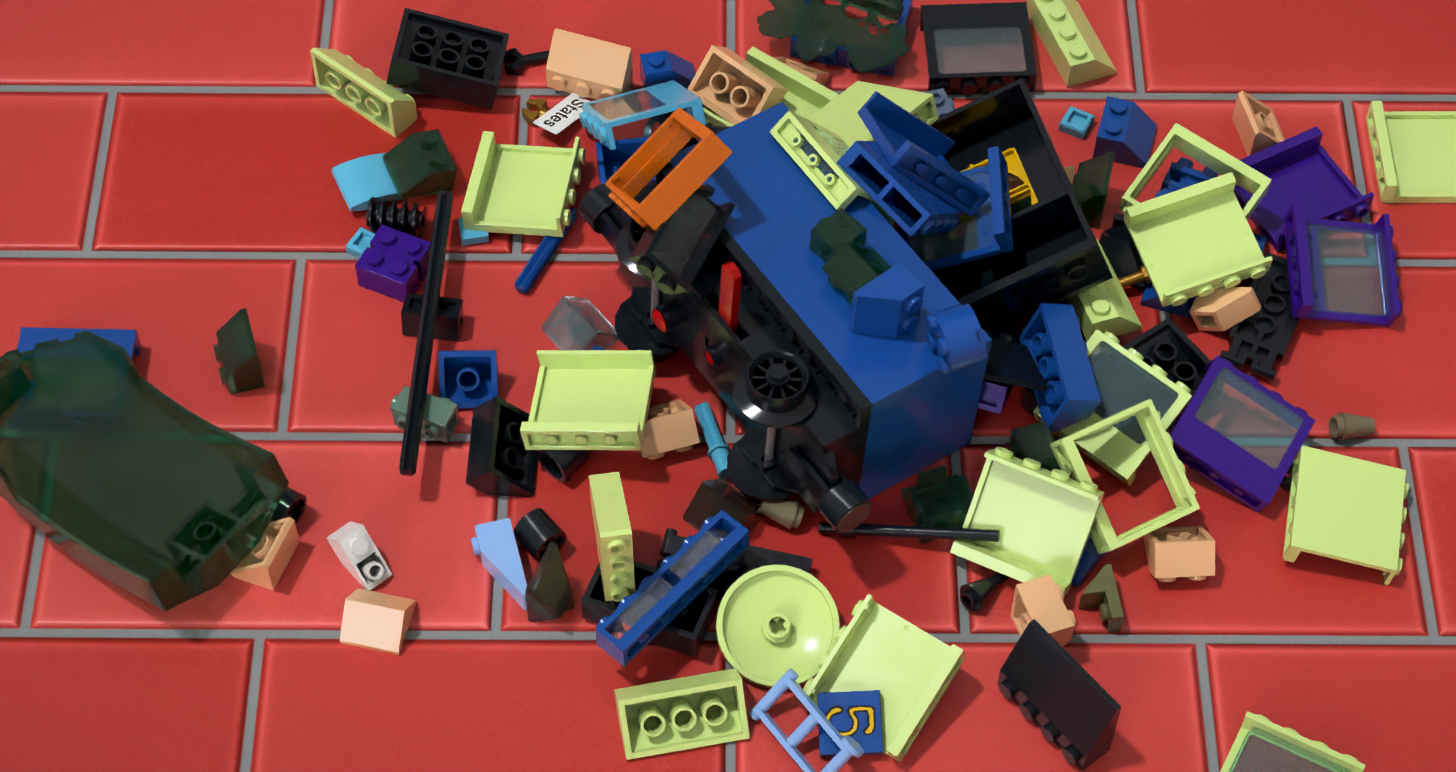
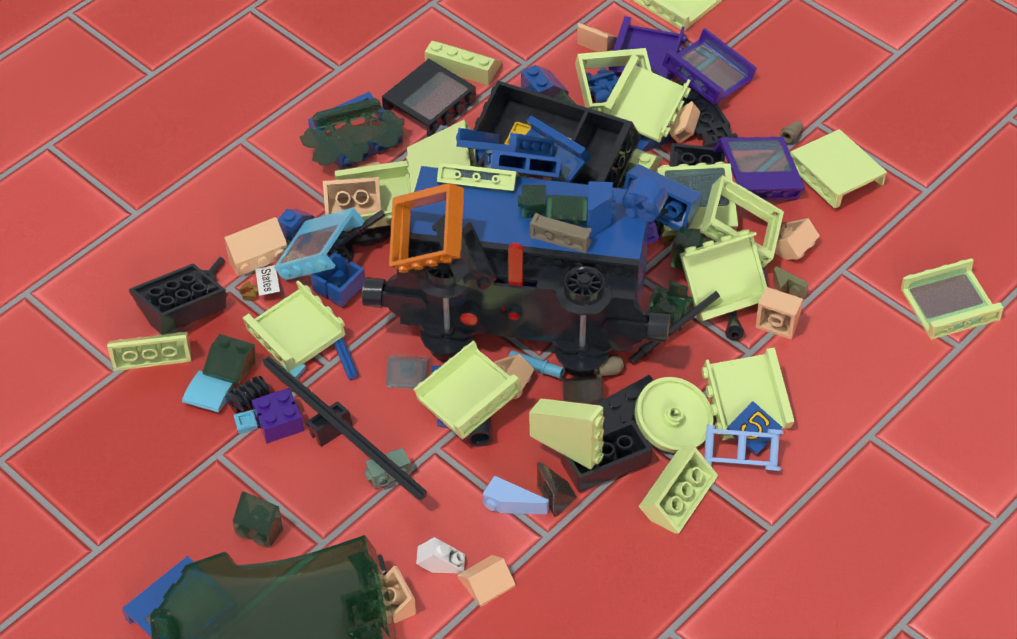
camera: 45 degrees left, 5 degrees down
(468, 376) = (388, 432): blue slope -> none
(497, 452) = (444, 453): black slope -> none
(536, 532) = (515, 471): black piece -> none
(672, 587) = (618, 434): blue piece -> none
(818, 298) = (560, 233): none -> dark tan container
(1059, 697) = (829, 334): black slope -> none

